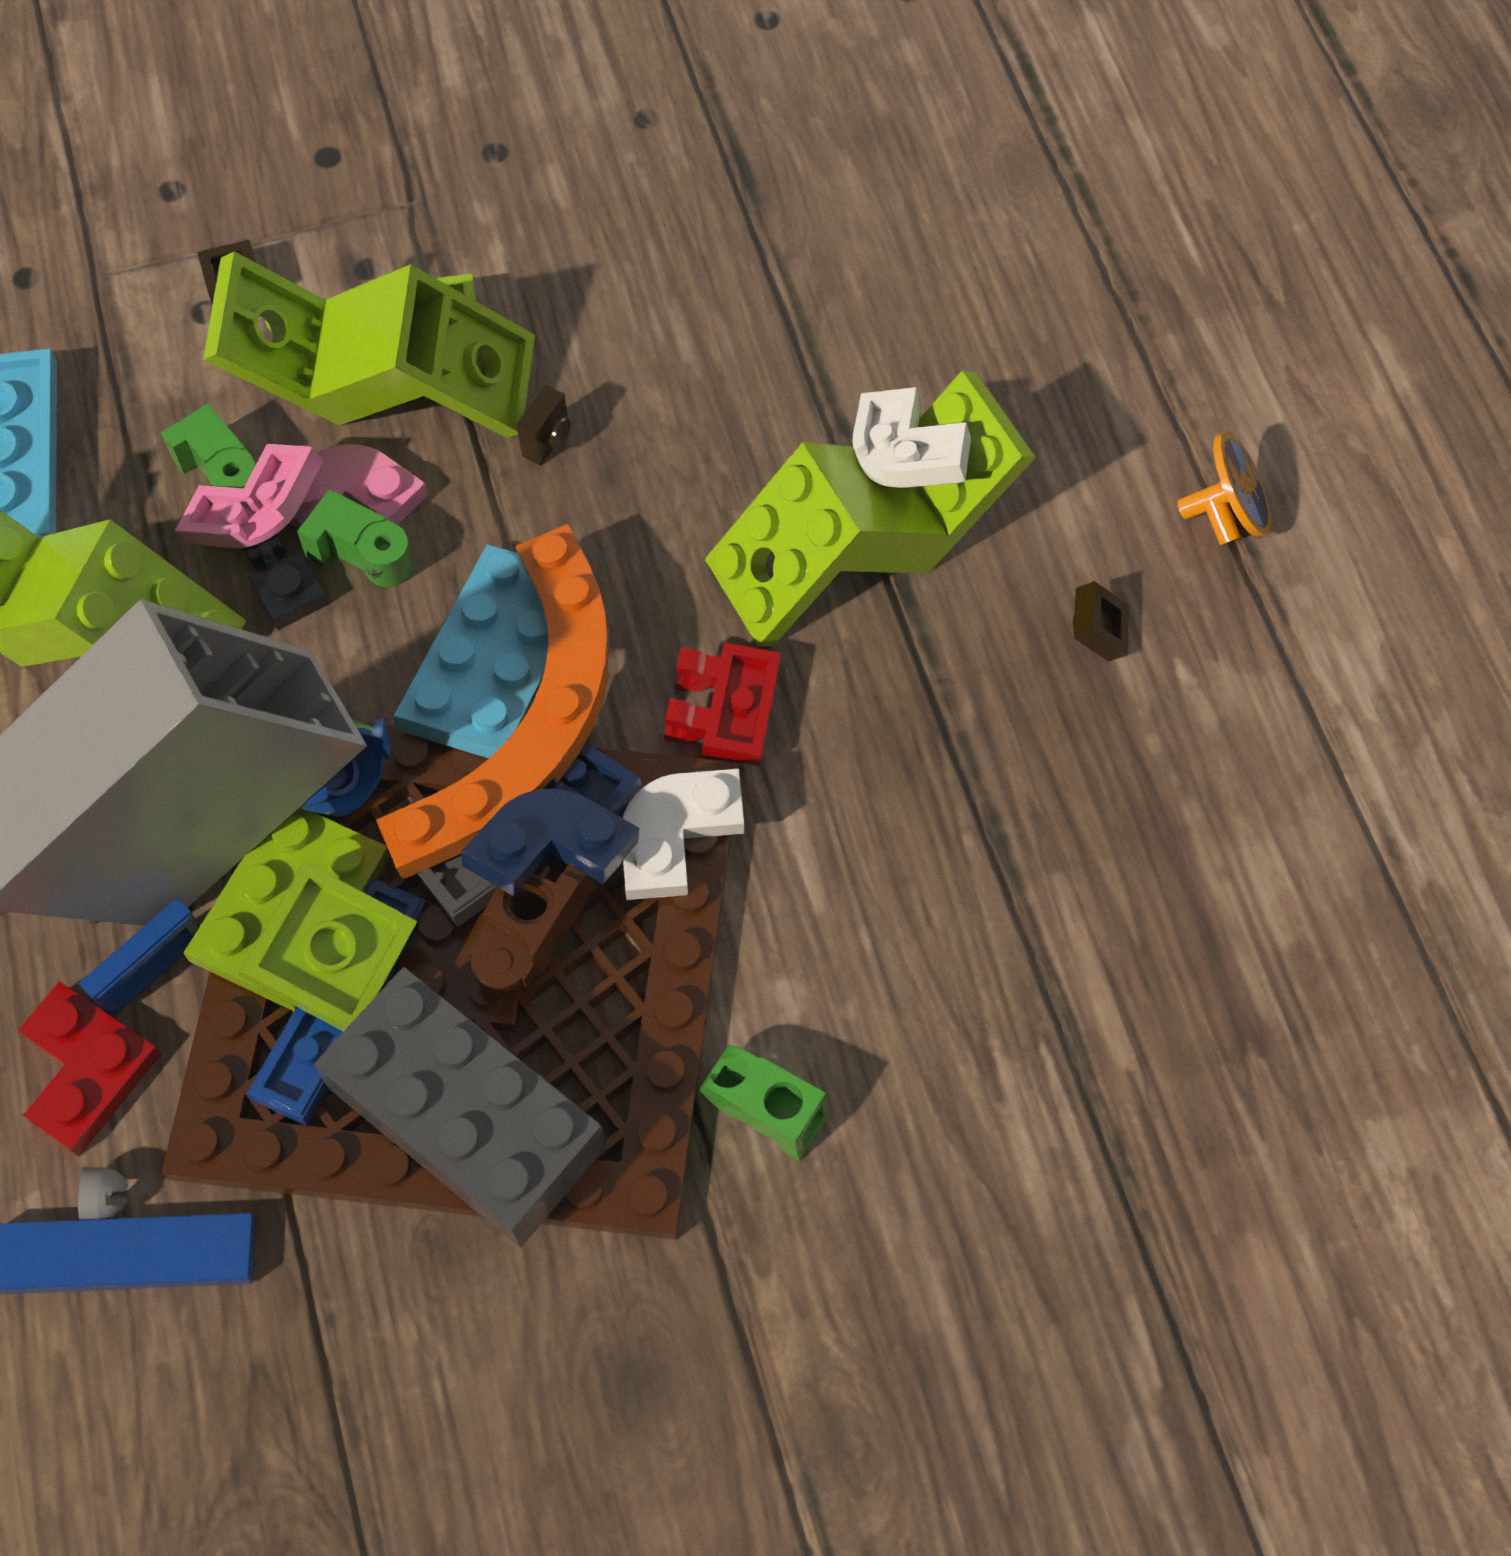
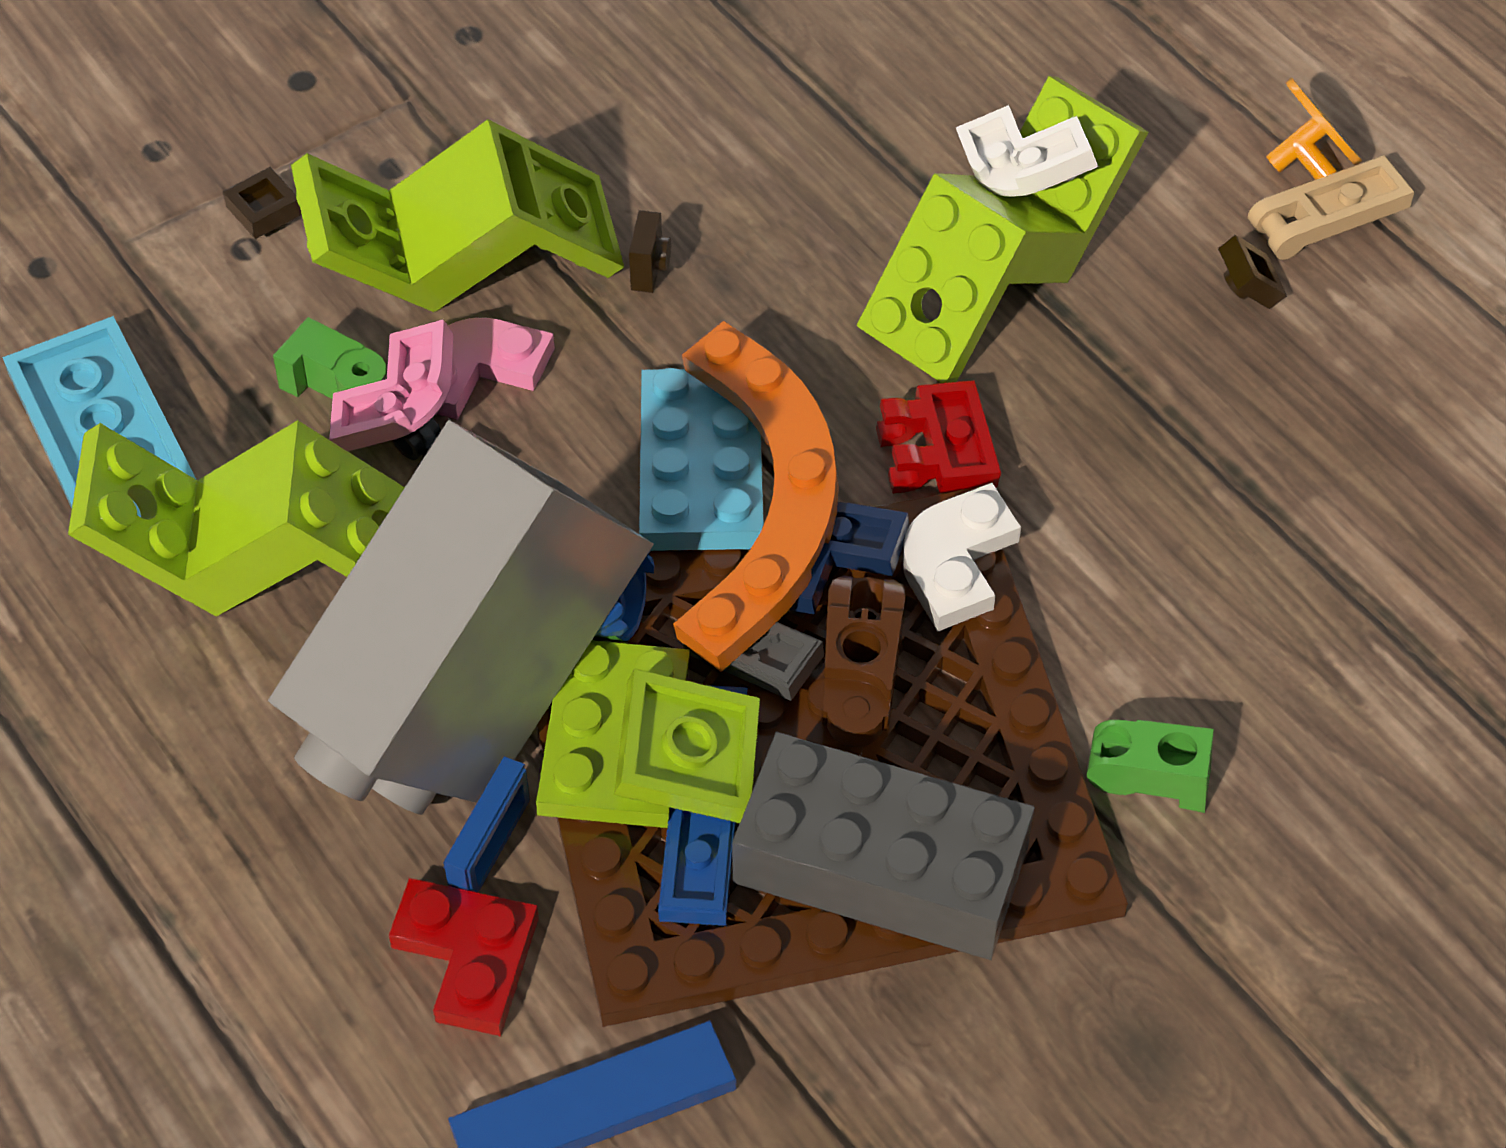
camera: 20 degrees left, 10 degrees down
(96, 1193) = (545, 1055): light grey hinge -> none
(358, 537) = (515, 400): bright green leg -> none
(545, 825) = (852, 569): dark blue plate -> none
(1215, 573) = (1330, 205): none -> tan plate

